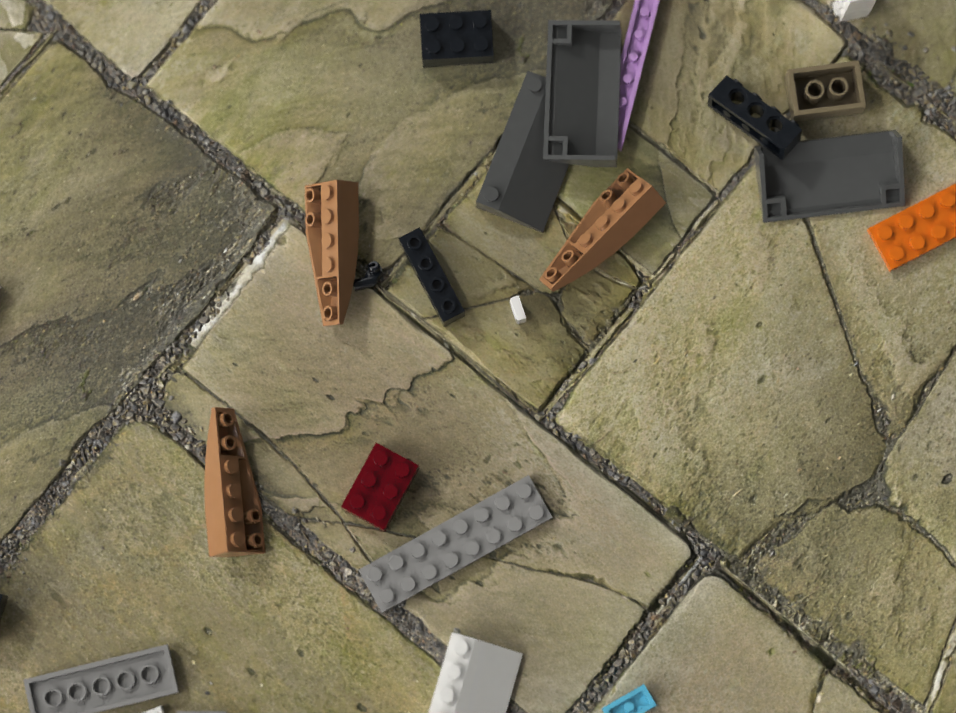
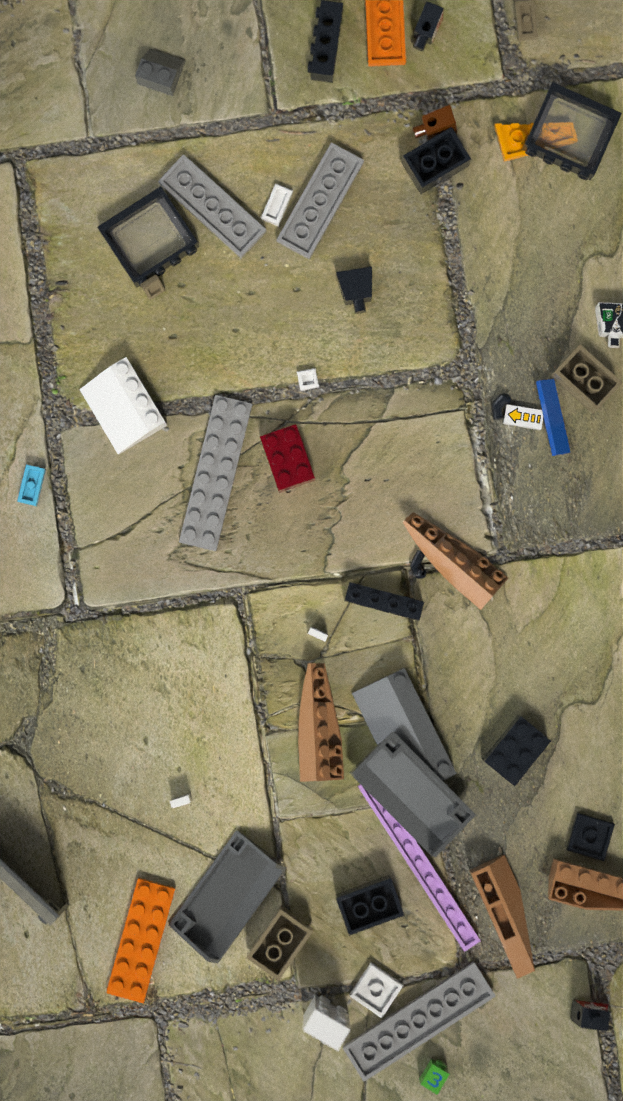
camera: 135 degrees right, 5 degrees up
(51, 278) = (586, 379): none -> dark tan brick
(115, 278) = (553, 417): none -> blue tile
(139, 306) = (523, 417): none -> white tile
(148, 340) = (498, 404): none -> black arm
(156, 573) = (356, 287): none -> black torso
(230, 491) = (364, 371): medium nougat wedge -> none
(286, 539) = (307, 379): none -> white tile
(716, 42) = (369, 905): none -> black brick
(777, 142) = (293, 879): black brick -> none
(785, 295) = (179, 801): none -> white tile

